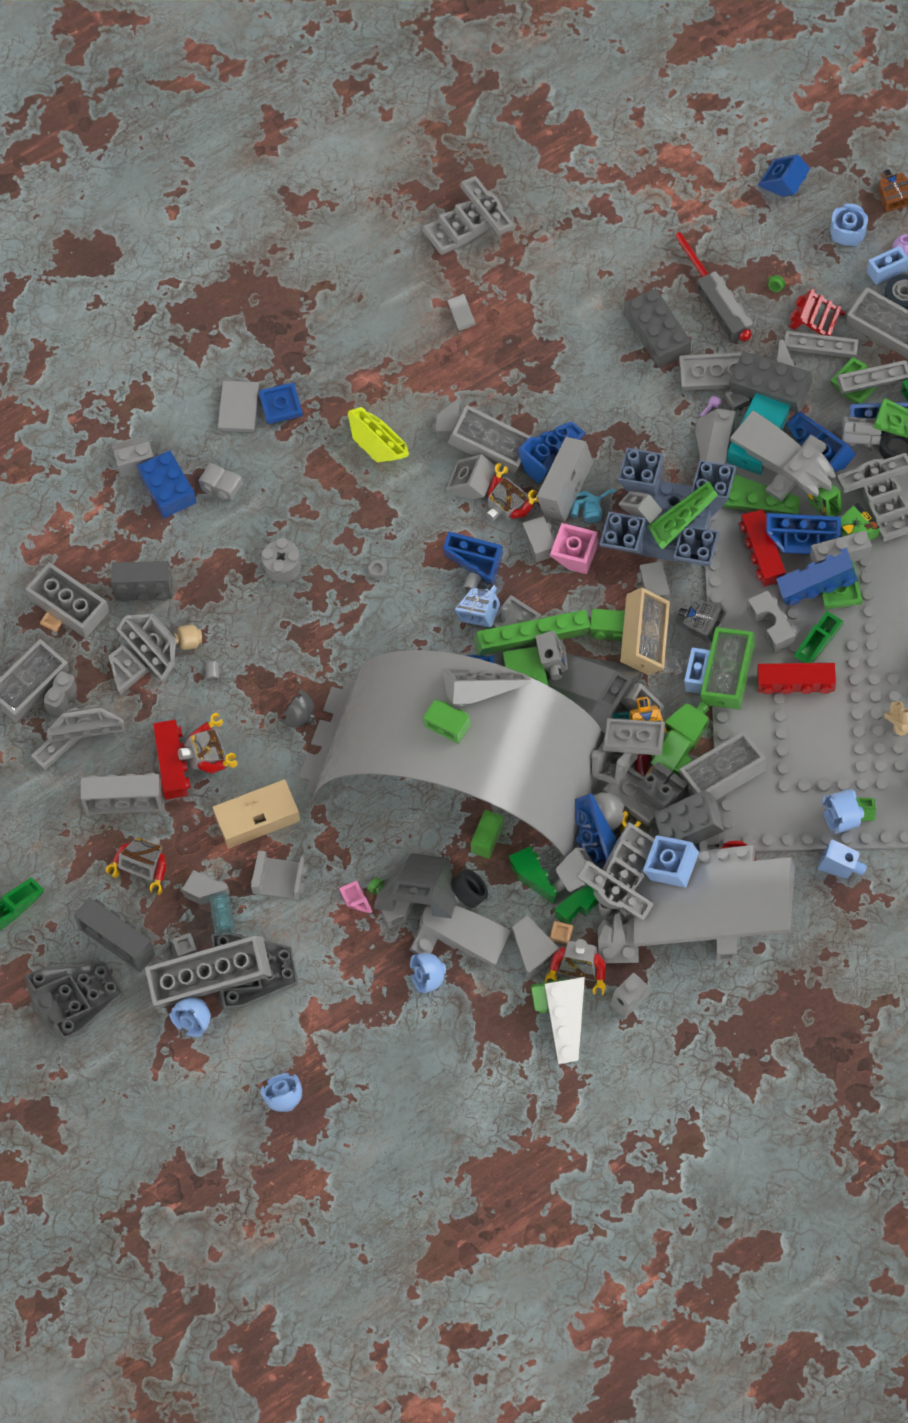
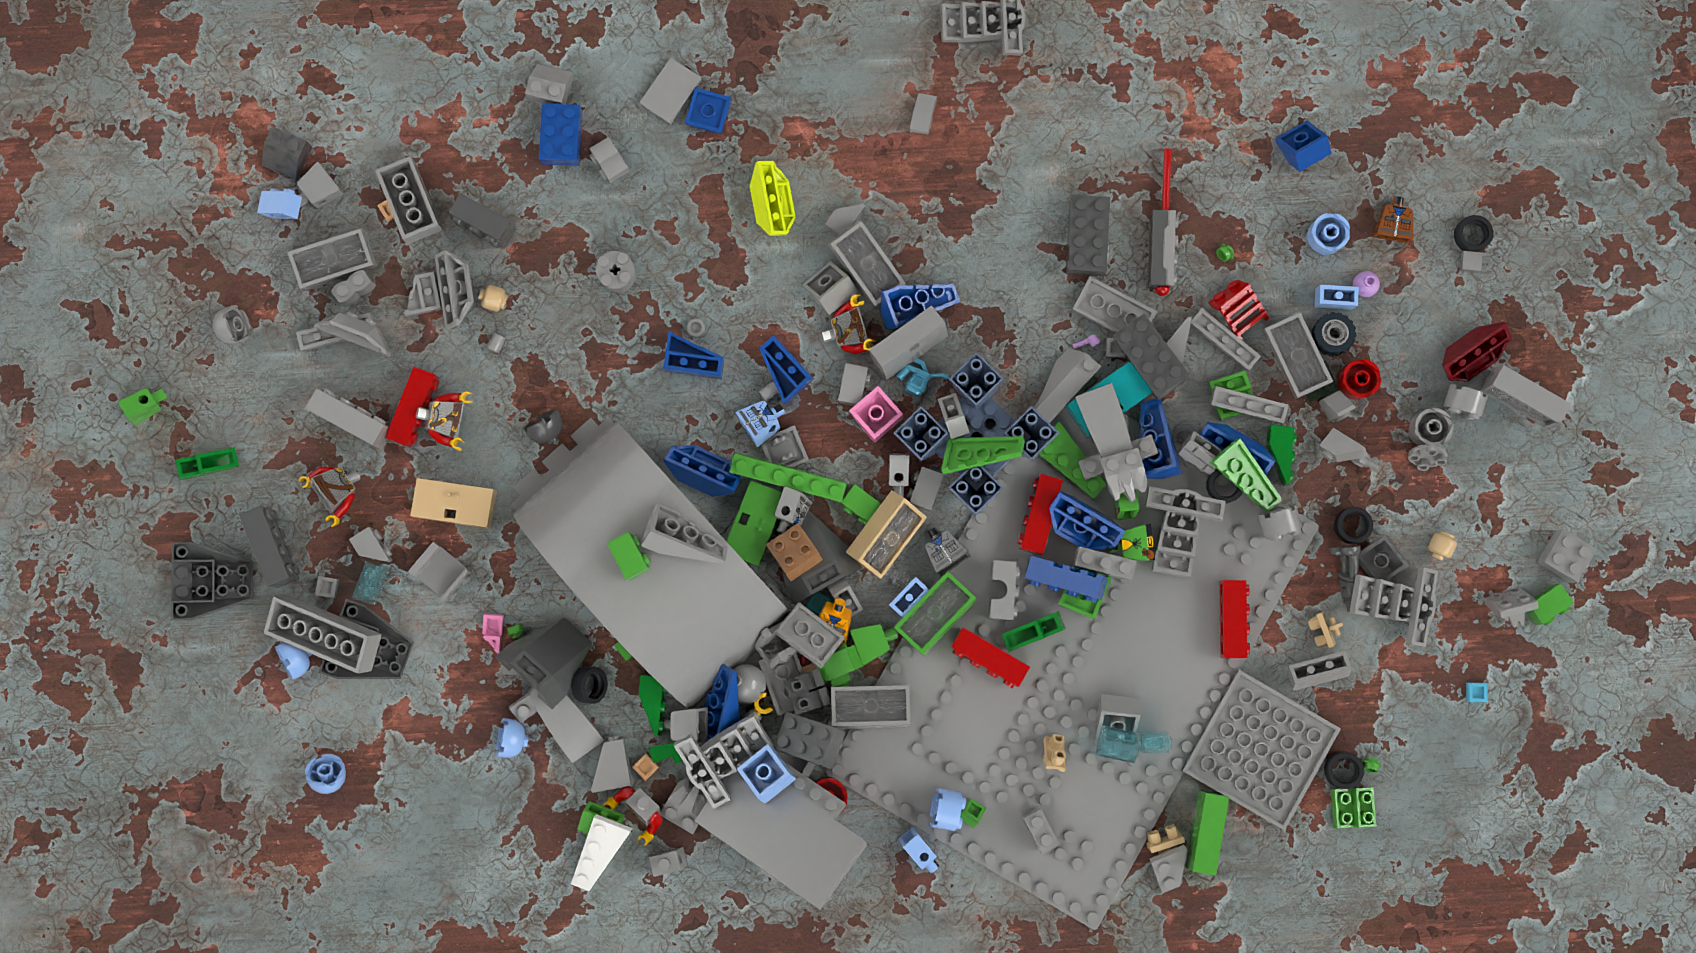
camera: 25 degrees right, 20 degrees up
(390, 591) = (691, 359): none -> blue wedge
(579, 681) = (794, 552): none -> medium nougat brick
(621, 578) = (898, 464): none -> light grey torso

